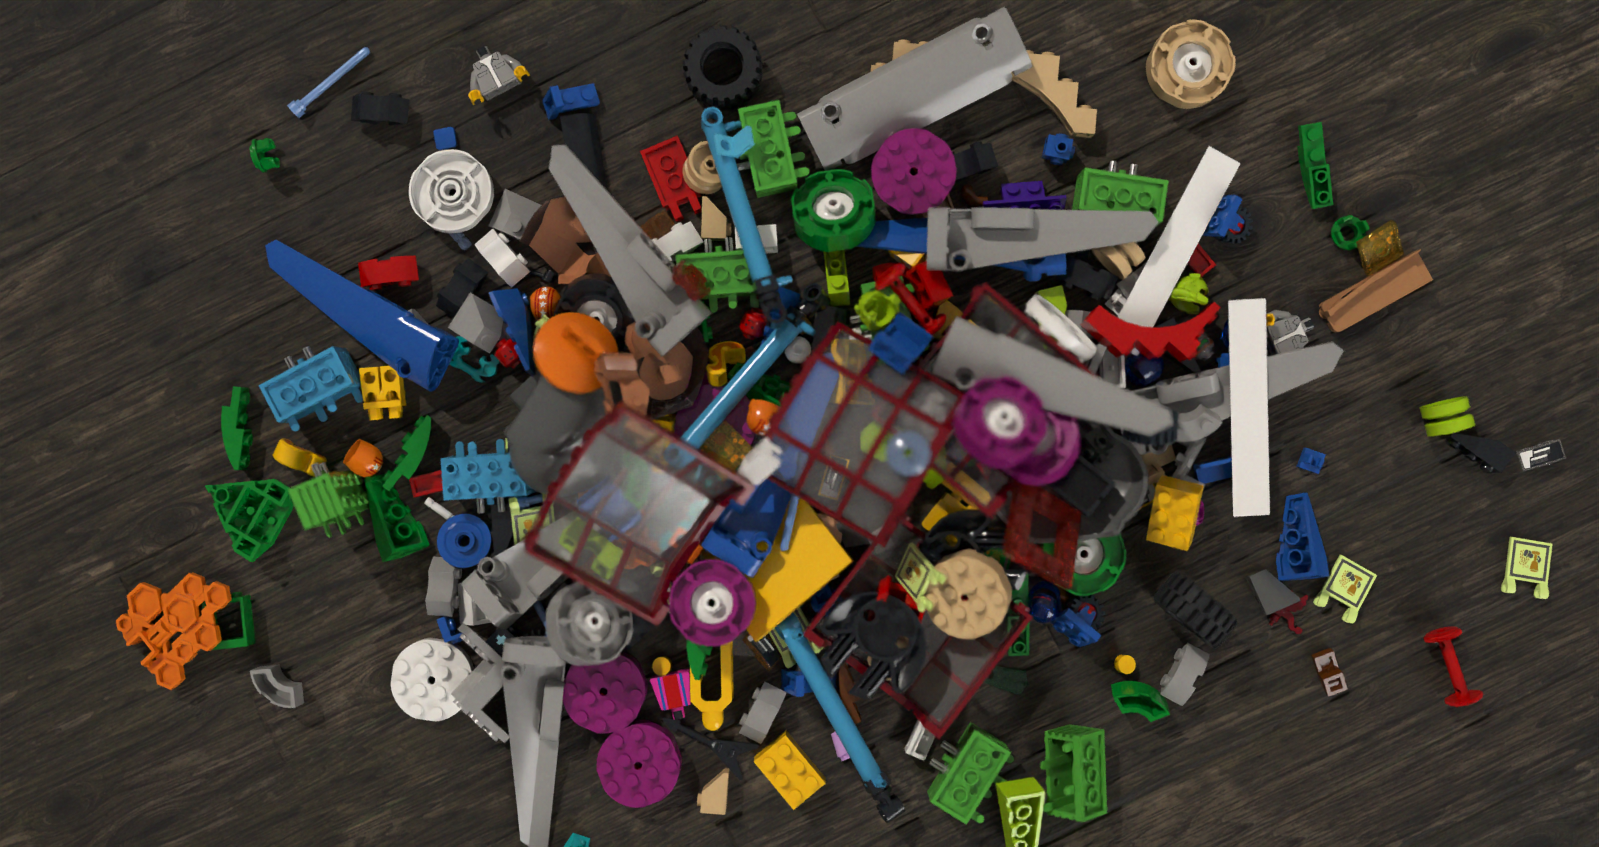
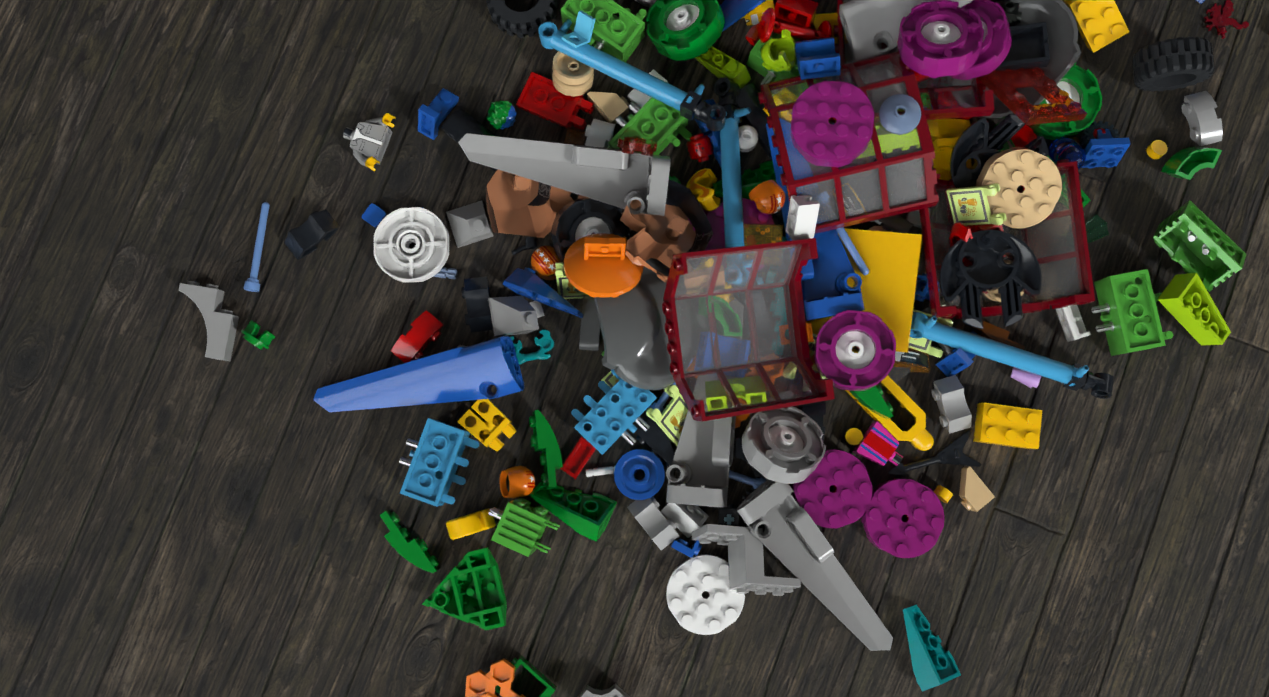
camera: 45 degrees left, 5 degrees down
(243, 115) = (220, 323): none -> light grey arch
(502, 257) = (481, 257): white brick -> none
(506, 353) = (551, 318): red head -> none
(619, 150) = (501, 114): none -> green piece
(689, 774) = (943, 493): none -> yellow piece
(838, 390) = (832, 123): none -> magenta piece
(1270, 592) = (1203, 15): dark grey slope -> none

